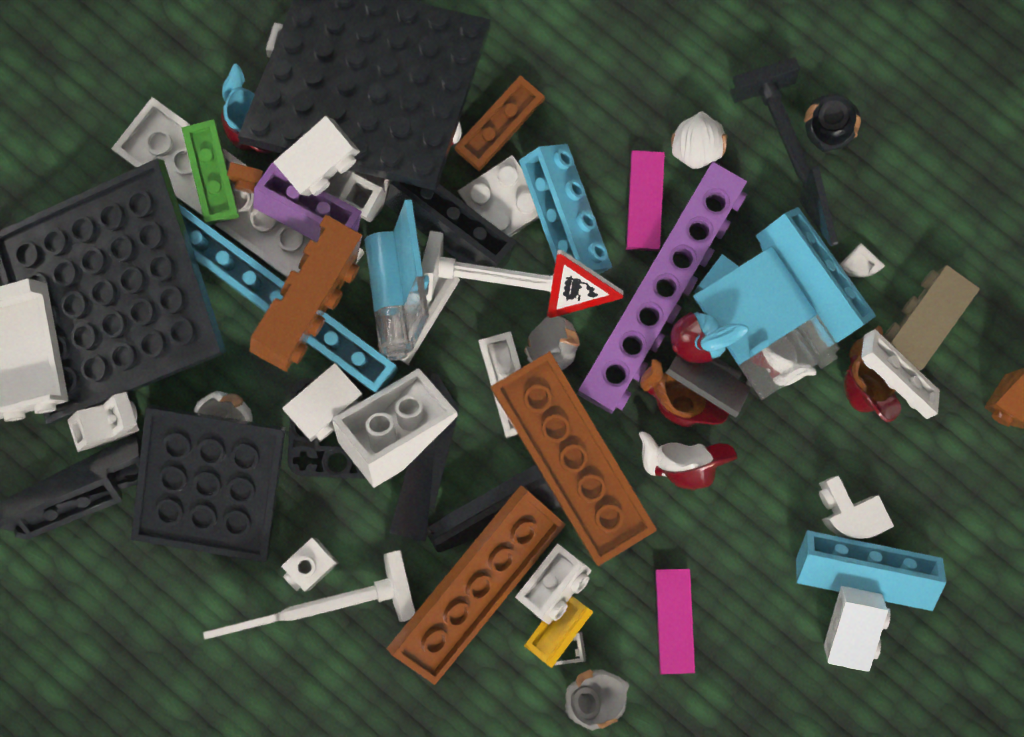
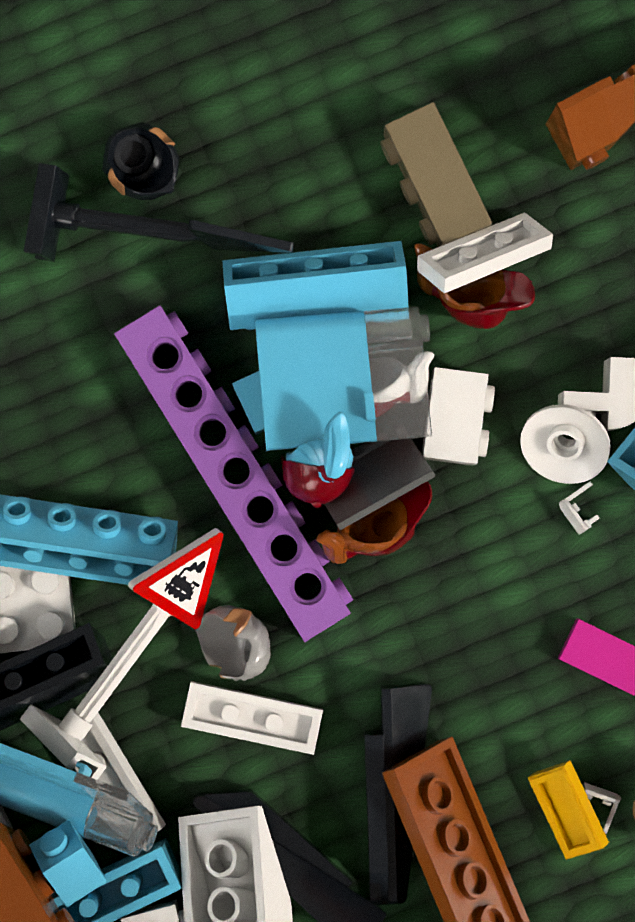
camera: 60 degrees left, 5 degrees up
(354, 308) = (67, 863): none -> medium azure brick
(554, 585) = (515, 789): white bracket -> none
(573, 458) = (382, 694): dark orange plate -> none
(645, 200) = (116, 434): dark pink tile -> none
(685, 465) = (455, 560): hair -> none
(699, 141) = (80, 333): white hair -> none
(756, 527) = (571, 514): none -> white piece
(779, 414) = (456, 416): none -> white brick
(789, 496) = (562, 458): none -> white dish
(861, 263) = (326, 220): white tile -> none

